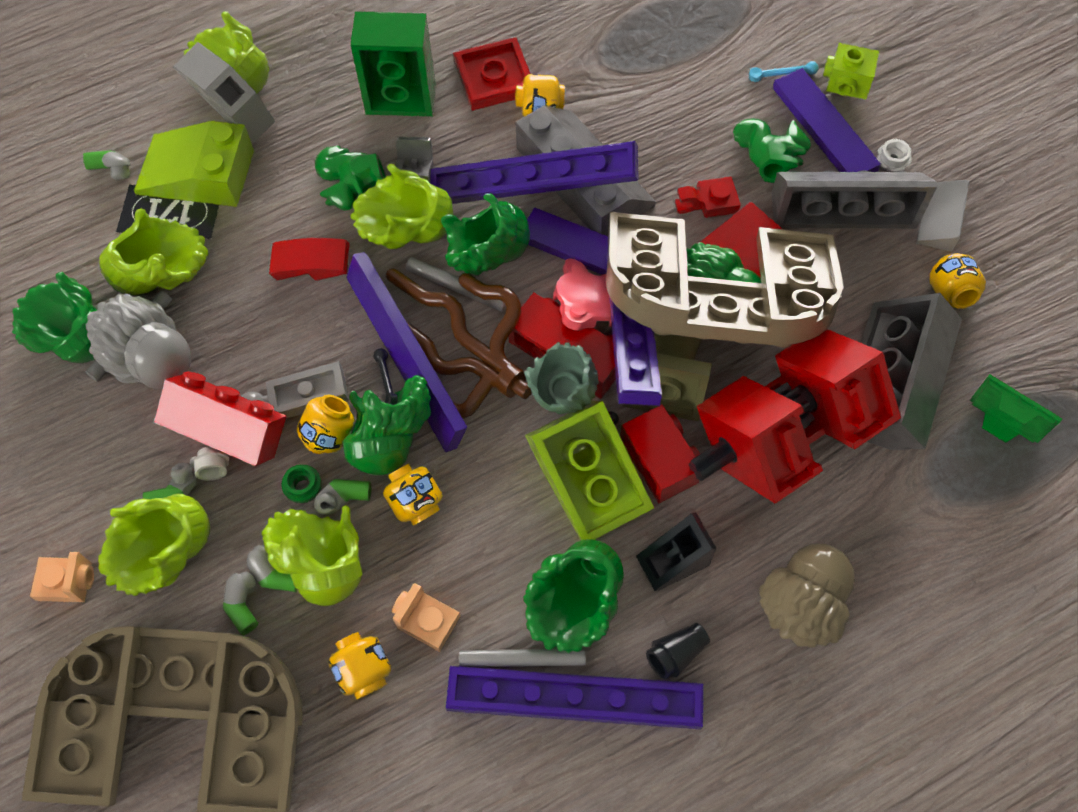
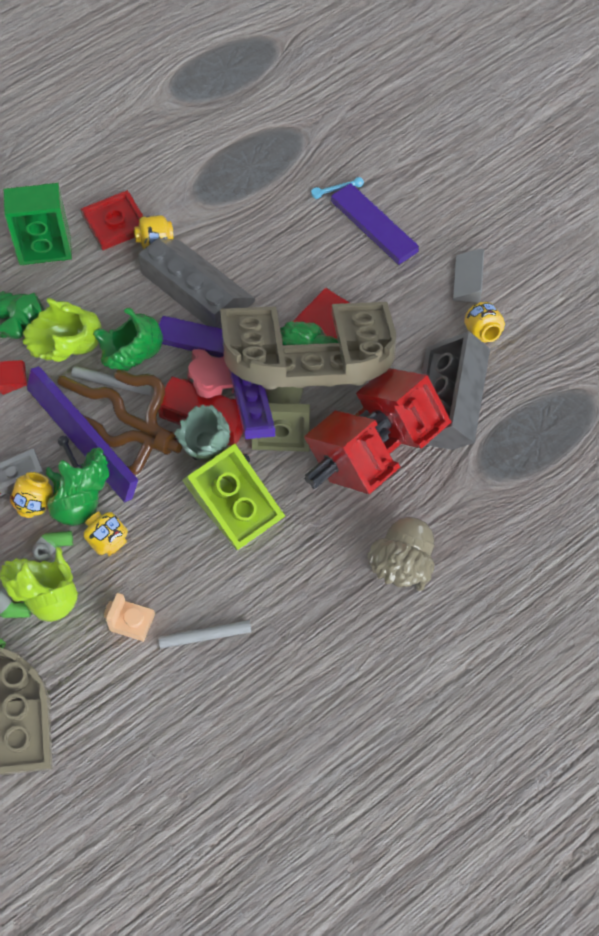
camera: 10 degrees left, 5 degrees down
(294, 476) = (16, 534): green plate -> none
(359, 665) = (86, 657): yellow head -> none
(415, 155) = (65, 289): flat silver bracket -> none
(539, 172) = (161, 288): dark purple tile -> none
(574, 596) = (235, 582): green hair -> none
(575, 697) = (246, 654): dark purple tile -> none
(660, 452) = (283, 476): red brick -> none
(677, 553) = (307, 543): black slope -> none
(677, 650) = (315, 609): black cone -> none
(711, 196) = (296, 288): red plate -> none
(770, 151) = (336, 249): green animal -> none
(851, 70) = (387, 180): lime brick -> none
(851, 199) = (398, 275): flat silver slope -> none
(894, 155) = (425, 234): white plate -> none
(1011, 412) = (532, 408): green piece -> none

